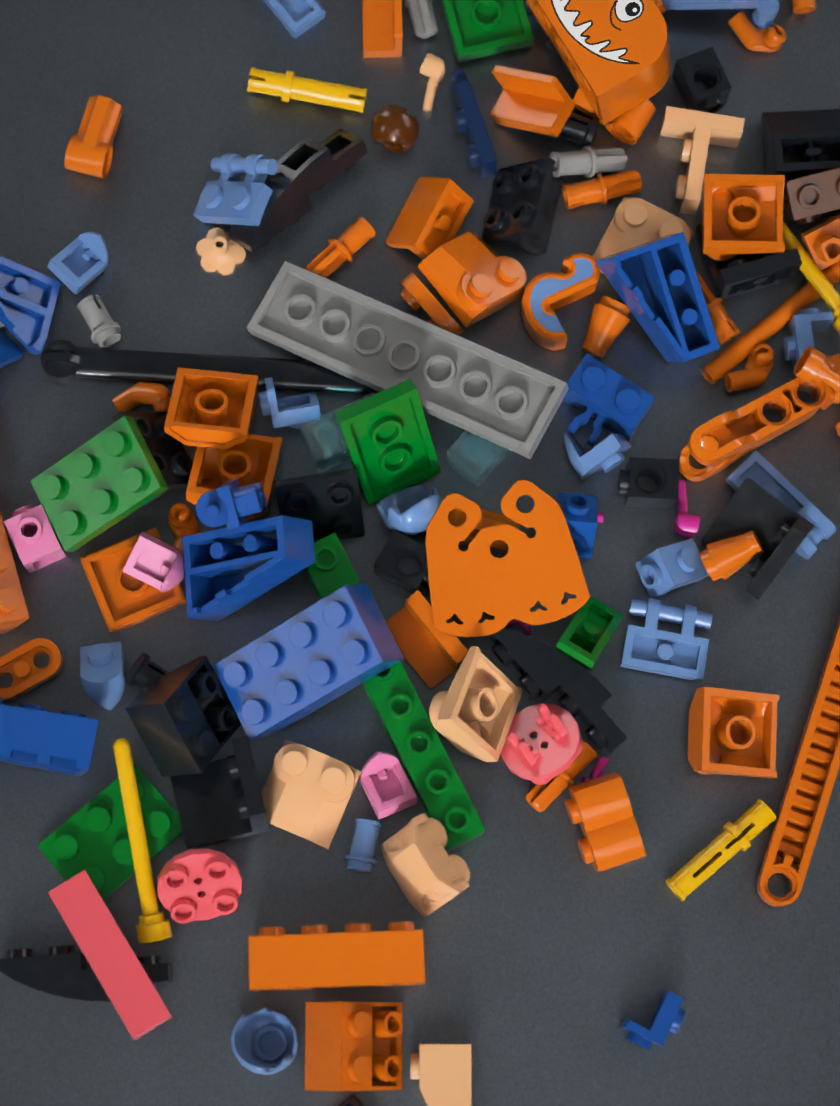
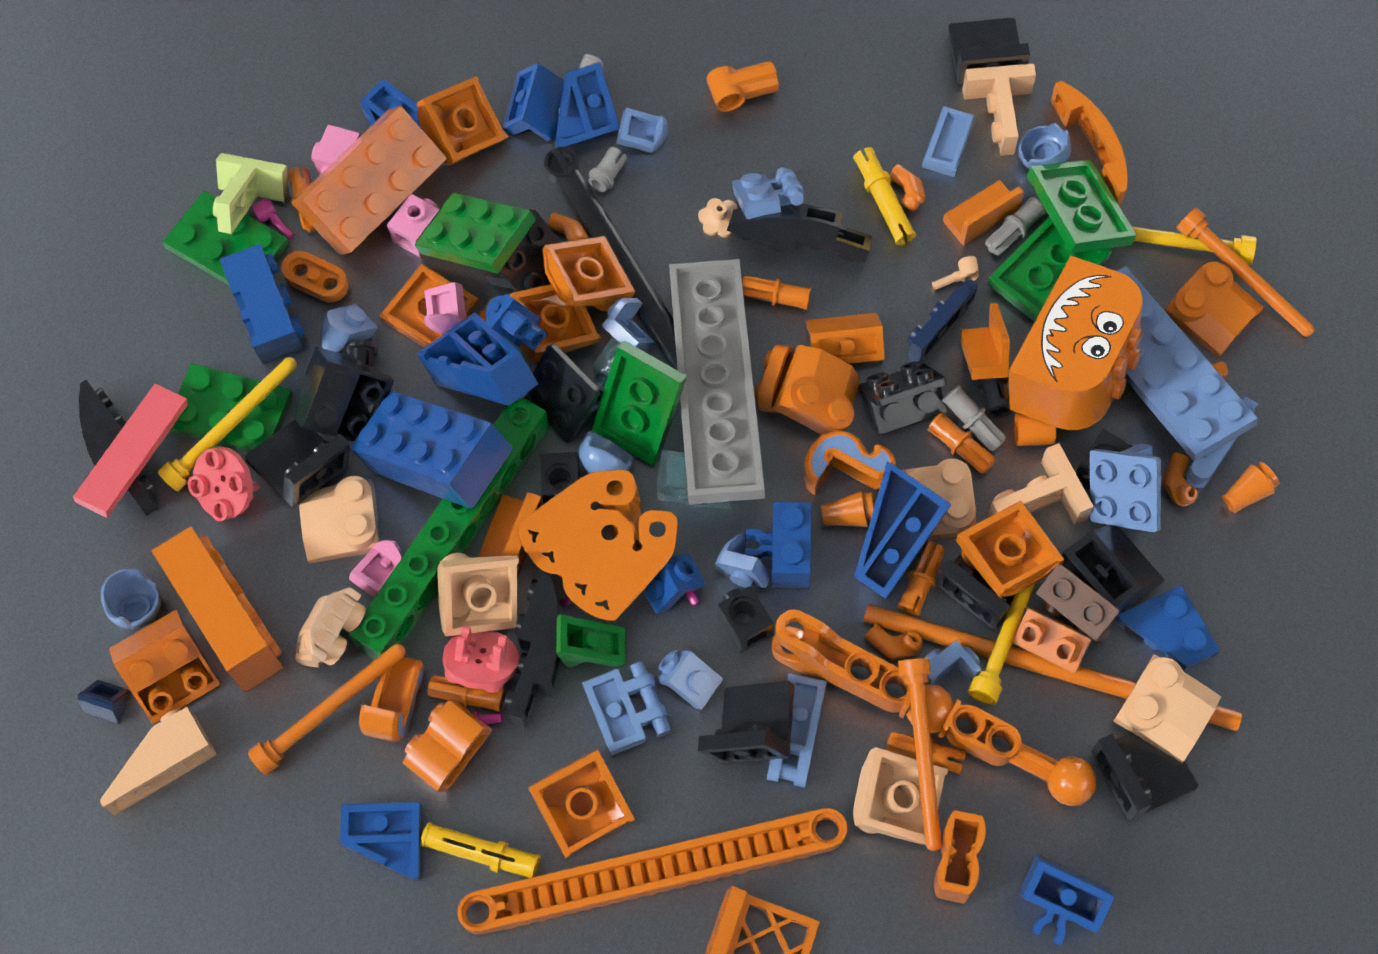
camera: 65 degrees right, 10 degrees down
(315, 59) = (912, 186): none -> orange arm
(363, 846) = (323, 583): medium blue pin -> none
(394, 128) = (897, 270): reddish brown piece -> none
(507, 993) = (268, 754): none -> orange piece
(529, 845) = (393, 701): none -> orange animal
(652, 928) = (385, 834): none -> blue wing
(665, 1018) = (314, 885): blue bracket -> none
(685, 523) = (733, 664): dark pink hand -> none
(730, 554) = (722, 710): orange cone -> none
(750, 78) = (1126, 488): none -> medium blue bracket

